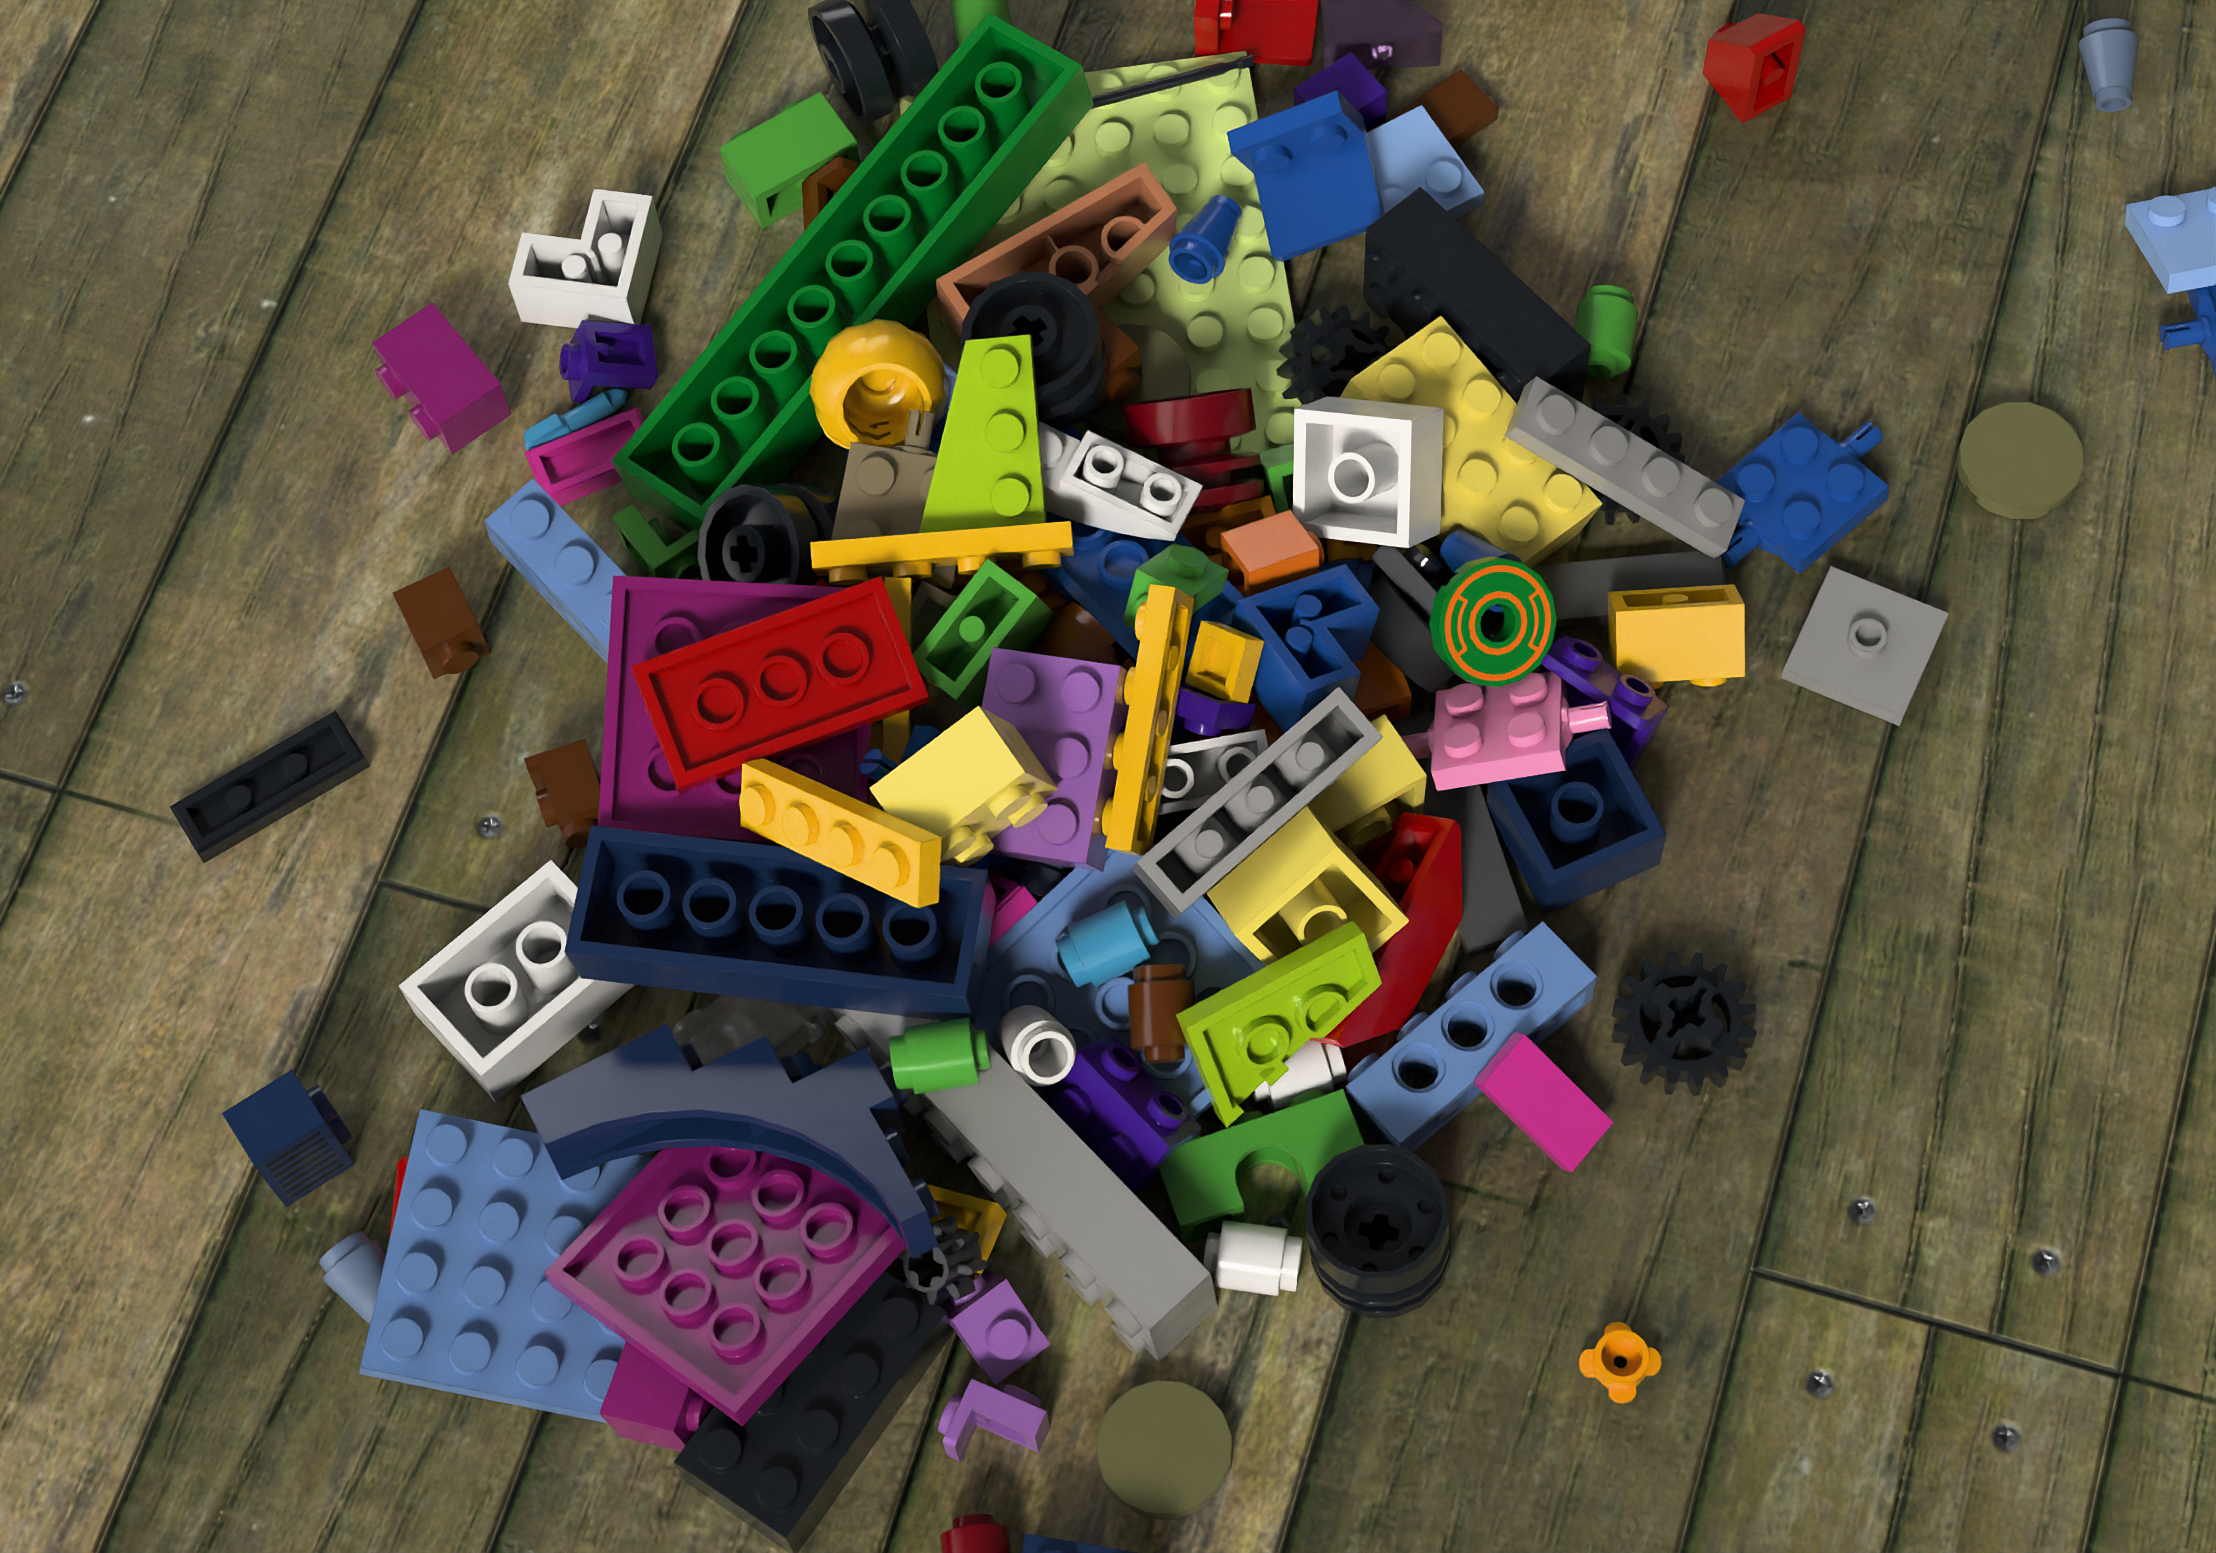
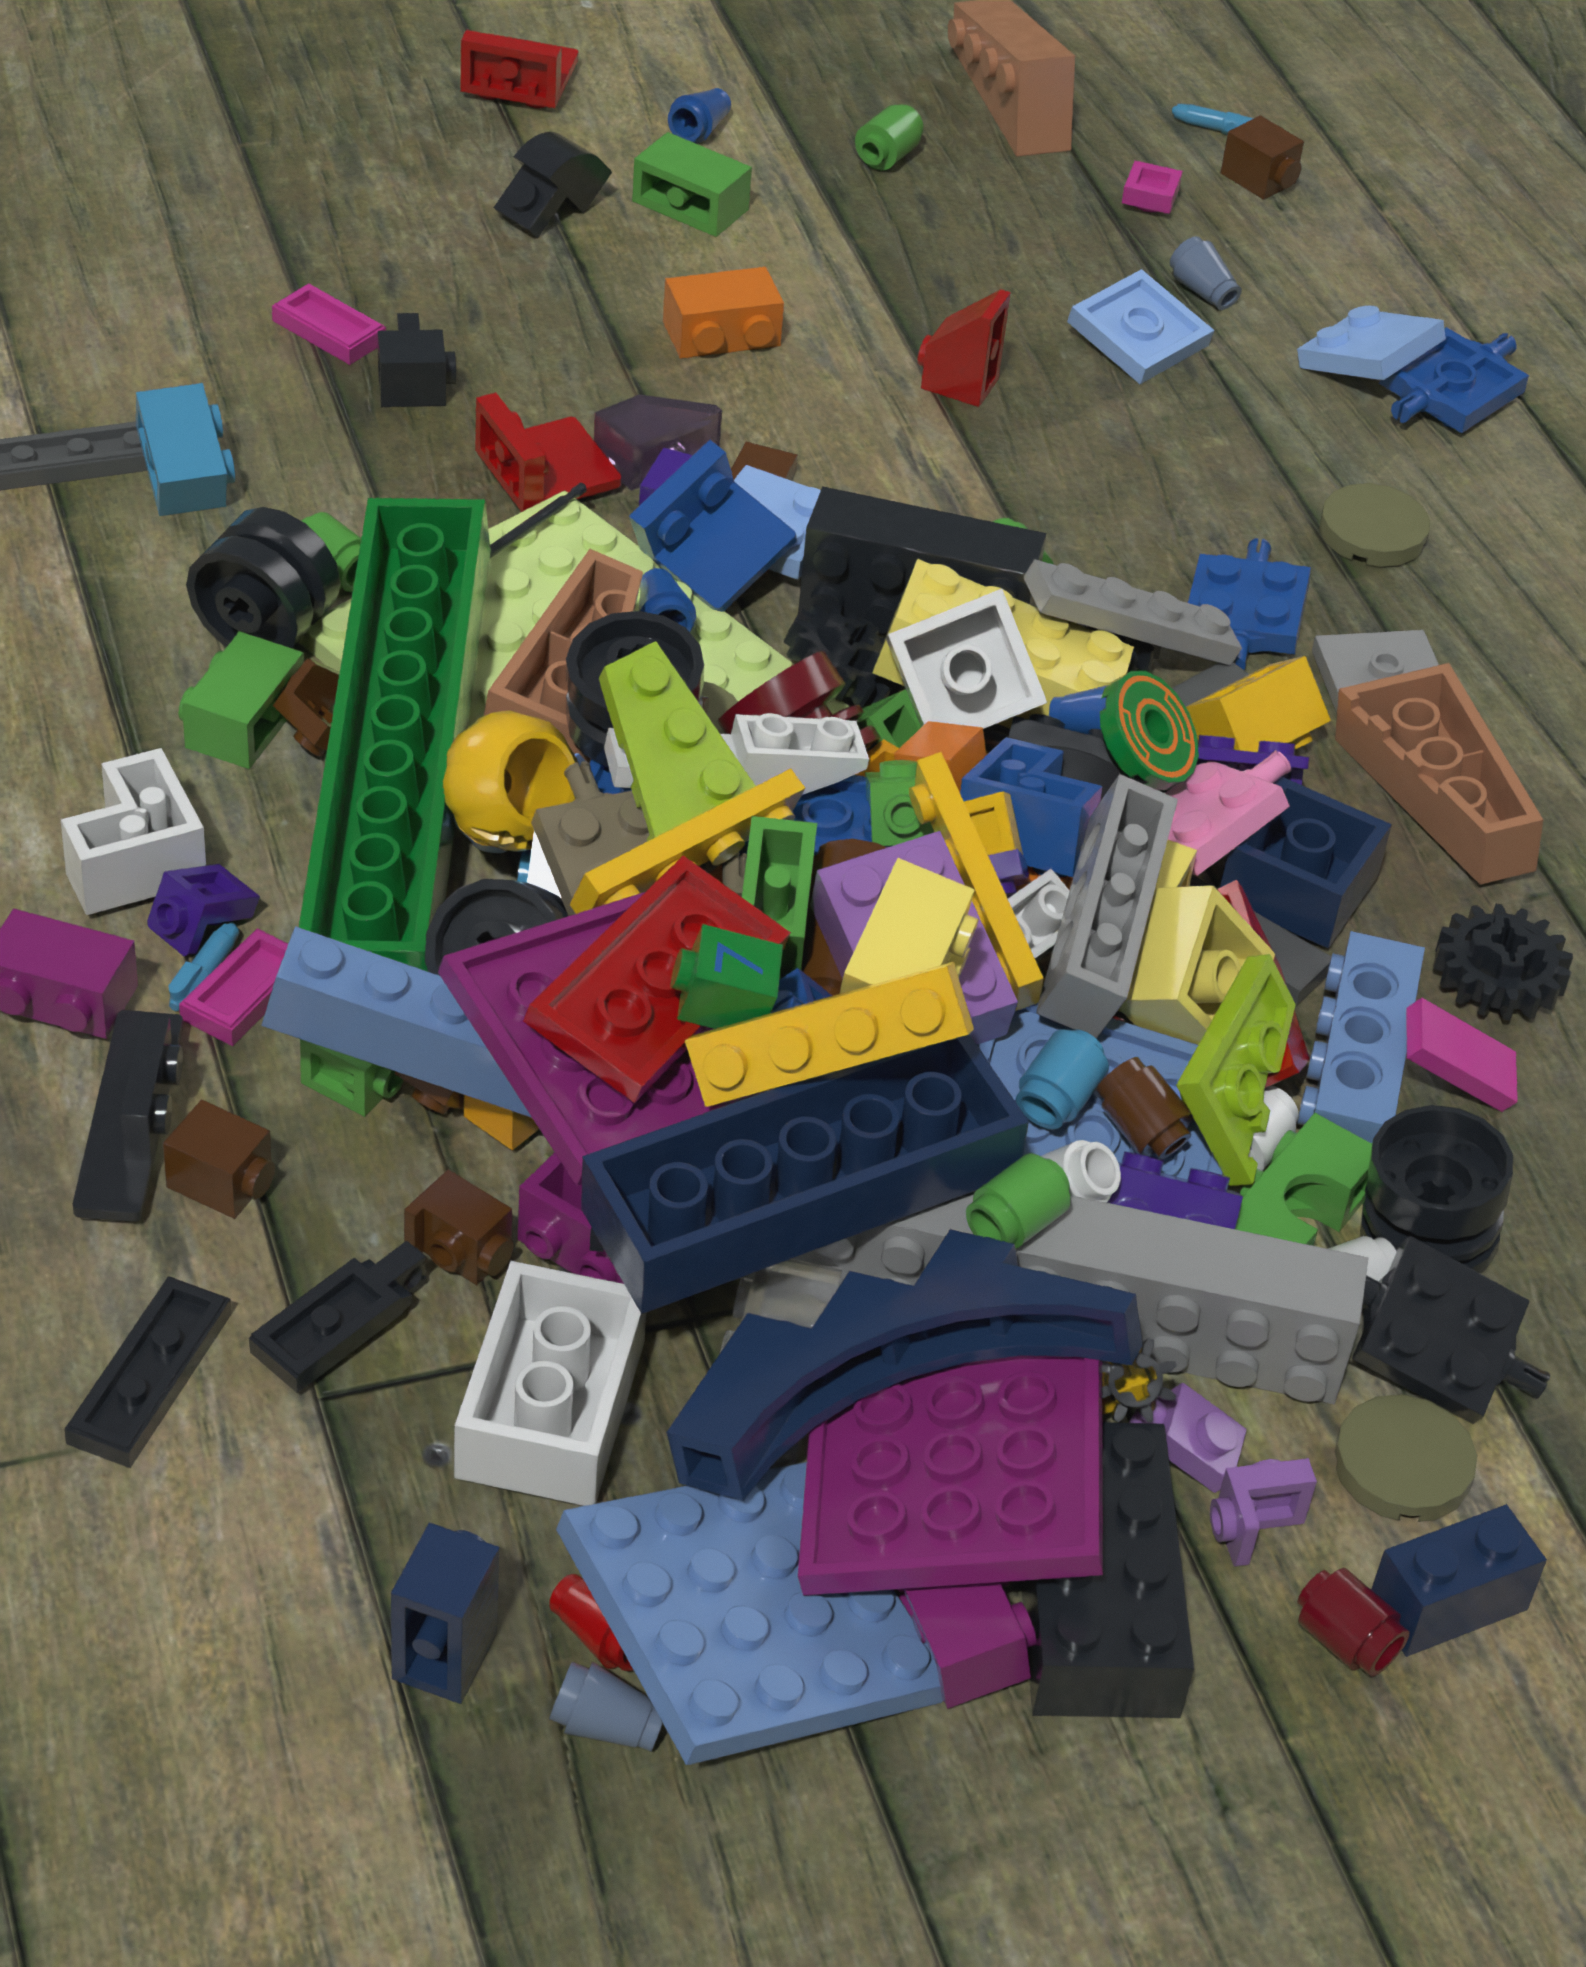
camera: 45 degrees left, 20 degrees down
(414, 539) = (130, 1115): none -> black bracket
(430, 820) = (338, 1316): none -> black hinge
(807, 727) = (726, 978): none -> green brick
(1279, 1358) = (1444, 1331): none -> black plate
(1811, 774) = (1443, 767): none -> nougat wedge
(1982, 101) = (1140, 326): none -> light blue plate

